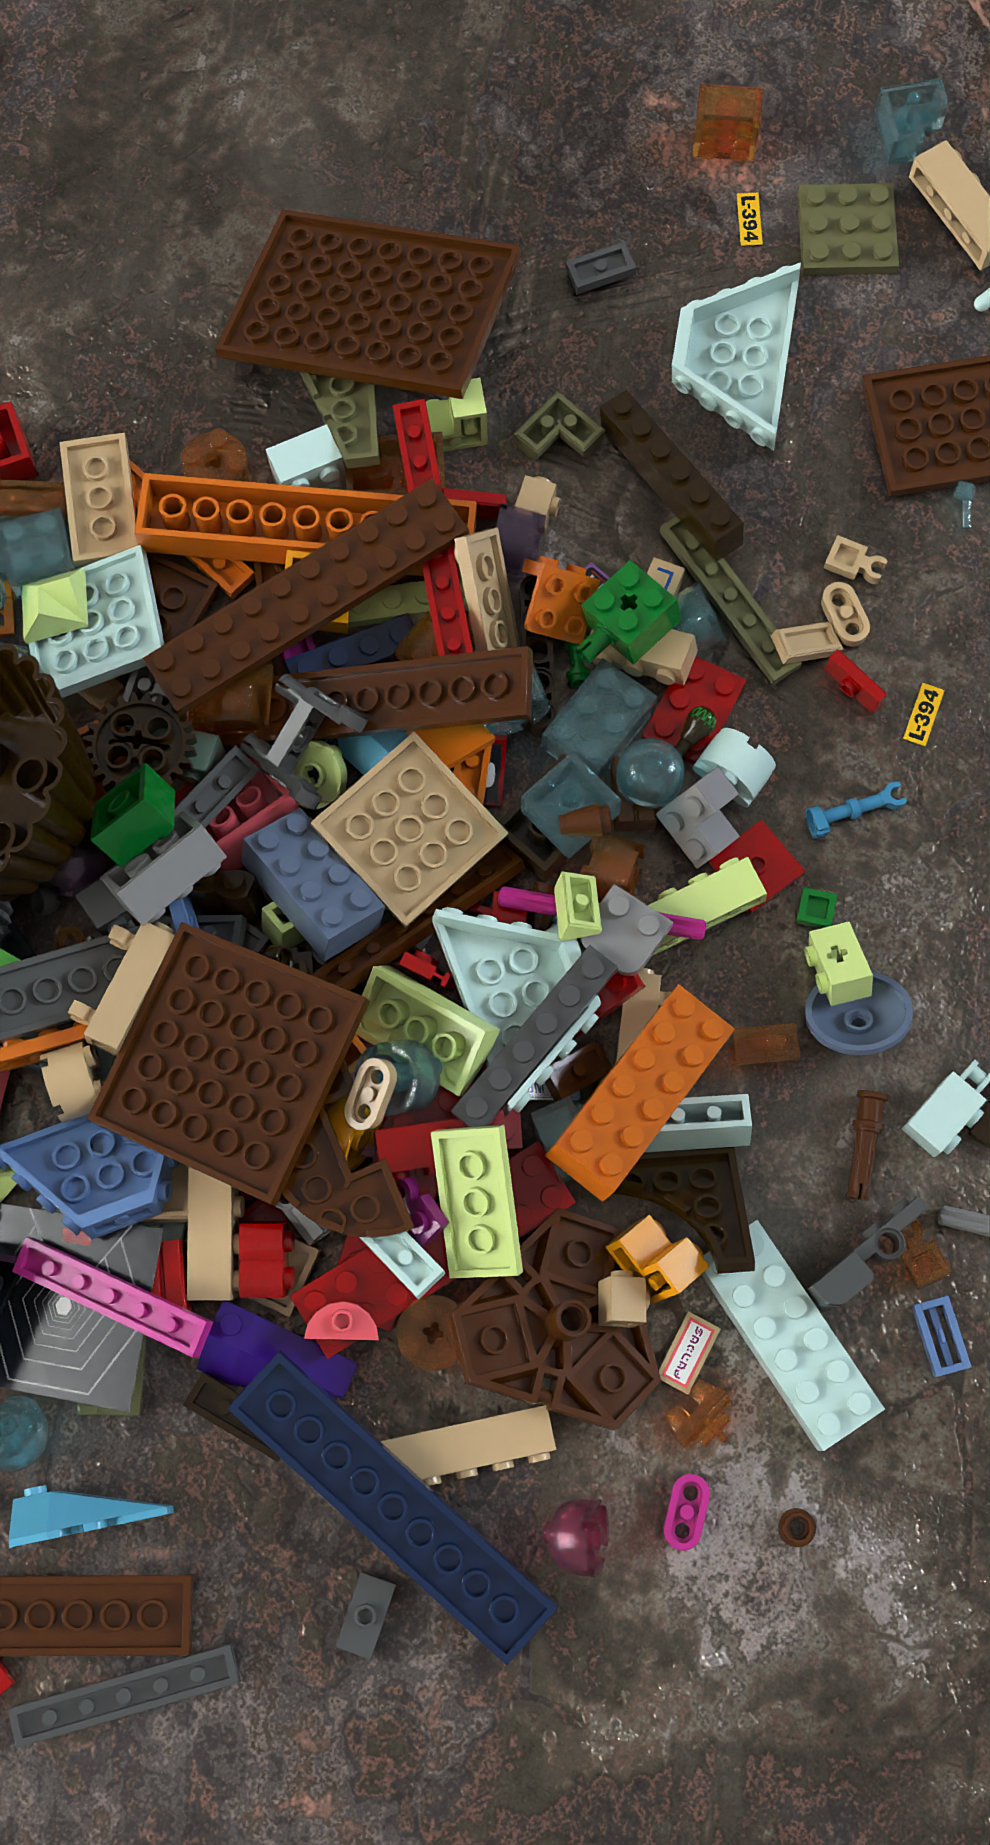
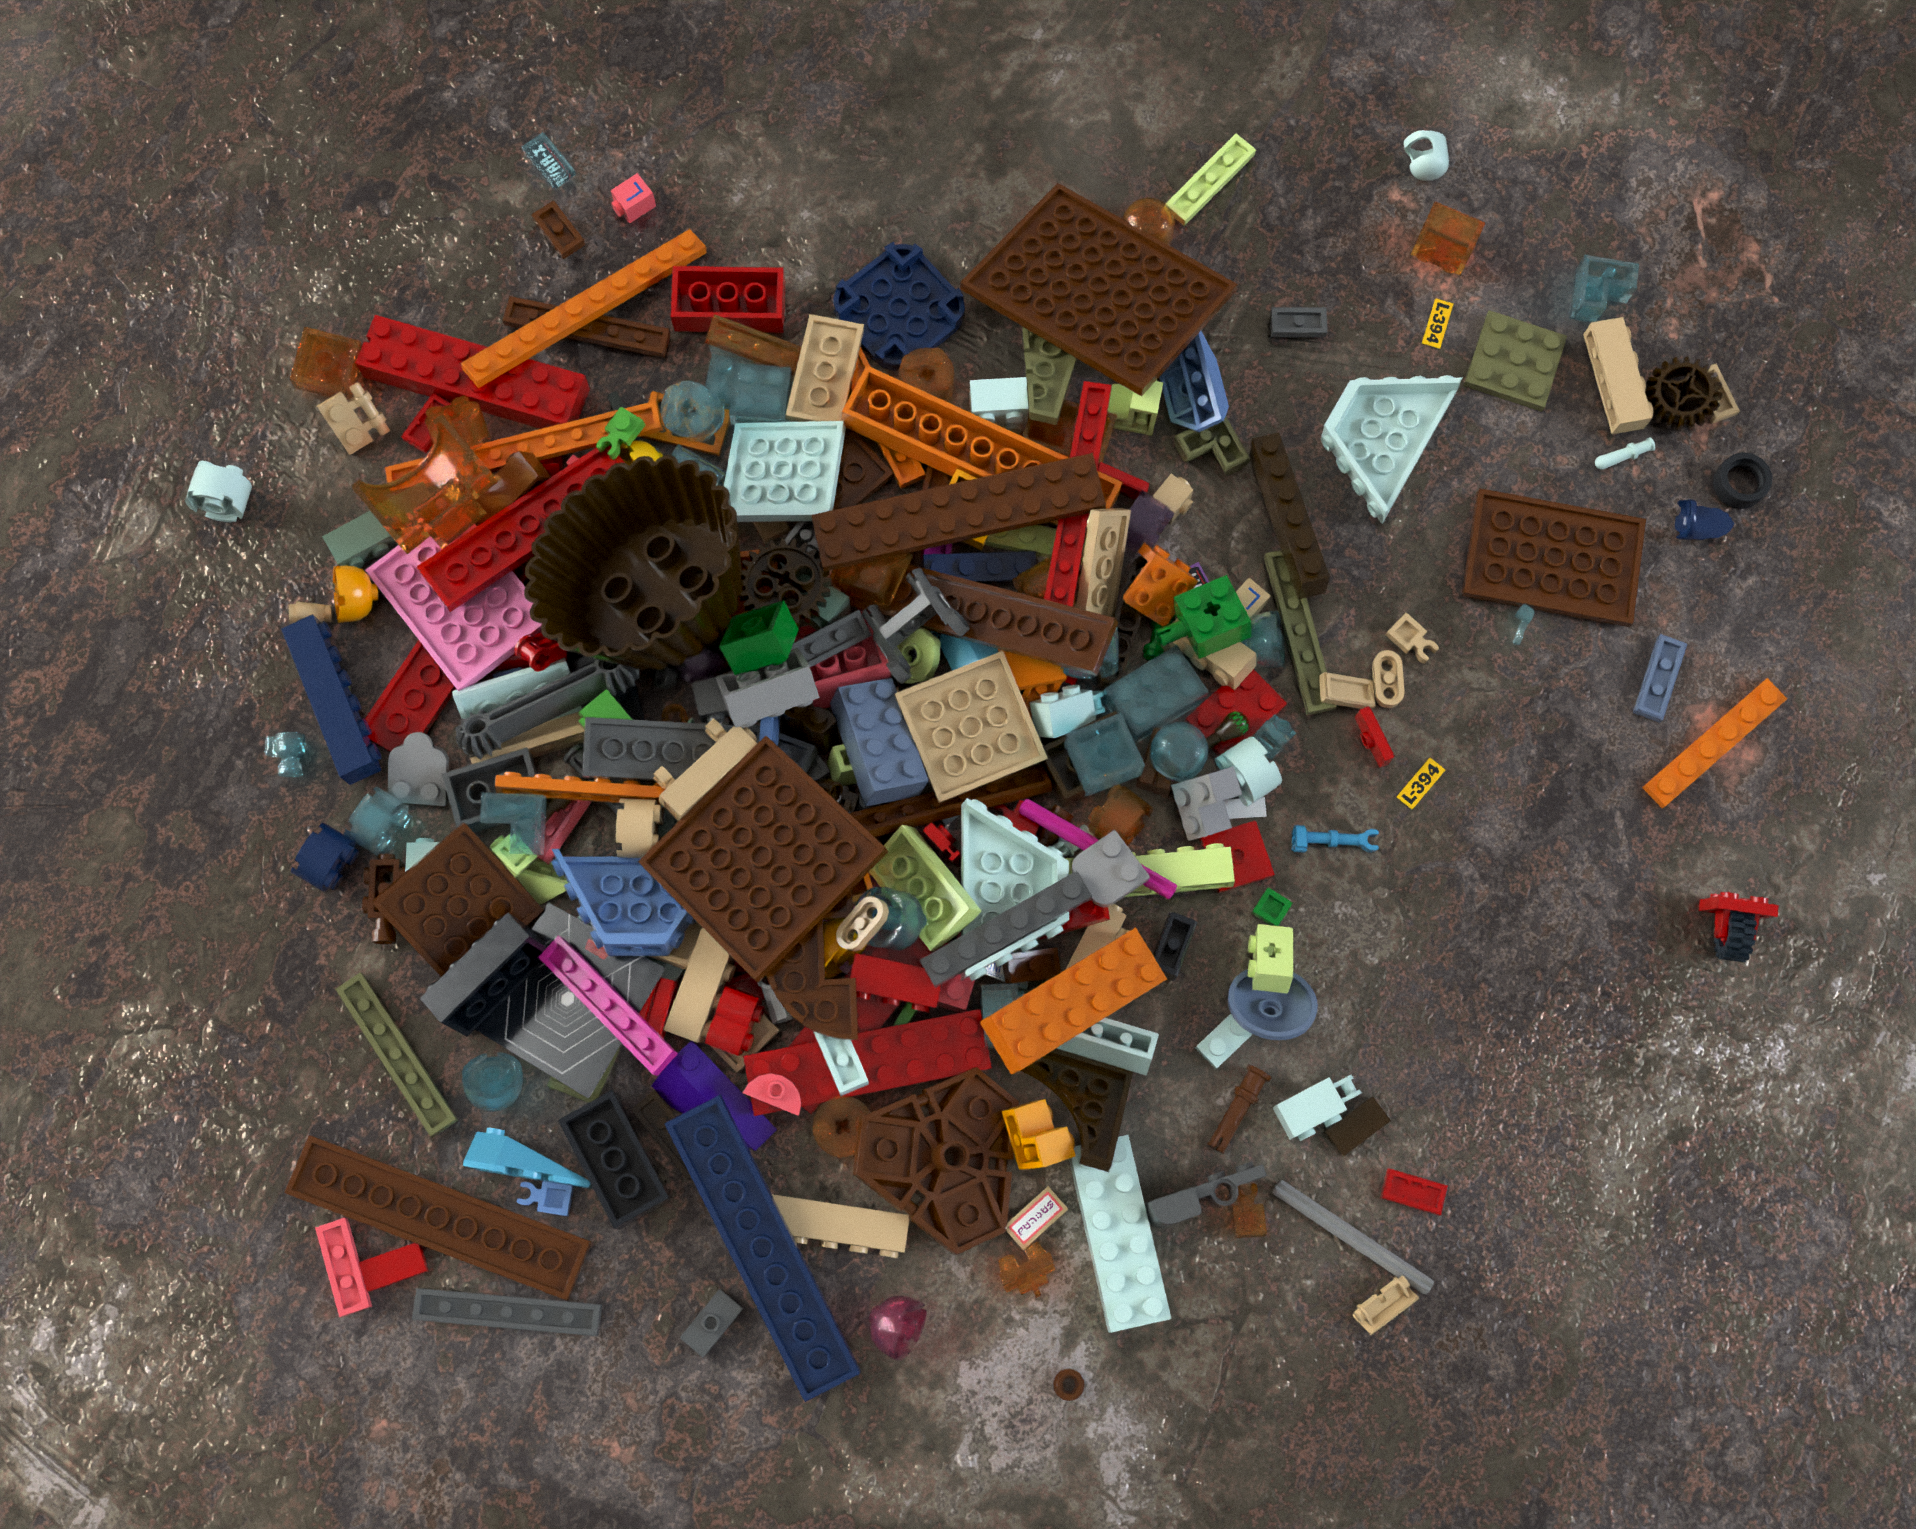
camera: 15 degrees right, 0 degrees up
(54, 605) = (758, 445): yellowish green slope -> none
(128, 1542) = (551, 1198): none -> medium blue plate
(157, 398) = (901, 304): none -> dark blue tile
(185, 1470) = (615, 1160): none -> black brick
(399, 209) = (1151, 217): none -> clear orange cylinder
(423, 1211) = (869, 1030): magenta plate -> none
(446, 150) = (1210, 179): none -> yellowish green plate
(477, 1202) = (913, 1037): yellowish green plate -> none
(508, 775) = (1065, 711): none -> light aqua brick
(515, 375) = (1195, 387): none -> medium blue wedge
(577, 906) = (1079, 836): yellowish green slope -> none
(587, 821) = (1111, 773): reddish brown cone -> none
(622, 1300) = (999, 1157): tan brick -> none
(676, 54) = (1430, 163): none -> light aqua helmet
(686, 1511) = (987, 1339): dark pink plate -> none
(726, 986) = (1174, 944): none -> black brick
(738, 814) = (1237, 809): none -> white sticker
(748, 714) = (1278, 732): none -> clear light blue brick
(766, 1044) = (1189, 1000): clear orange hips -> none
(819, 1075) = (1223, 1041): none -> light aqua plate
(950, 1367) = (1239, 1281): medium blue tile -> none

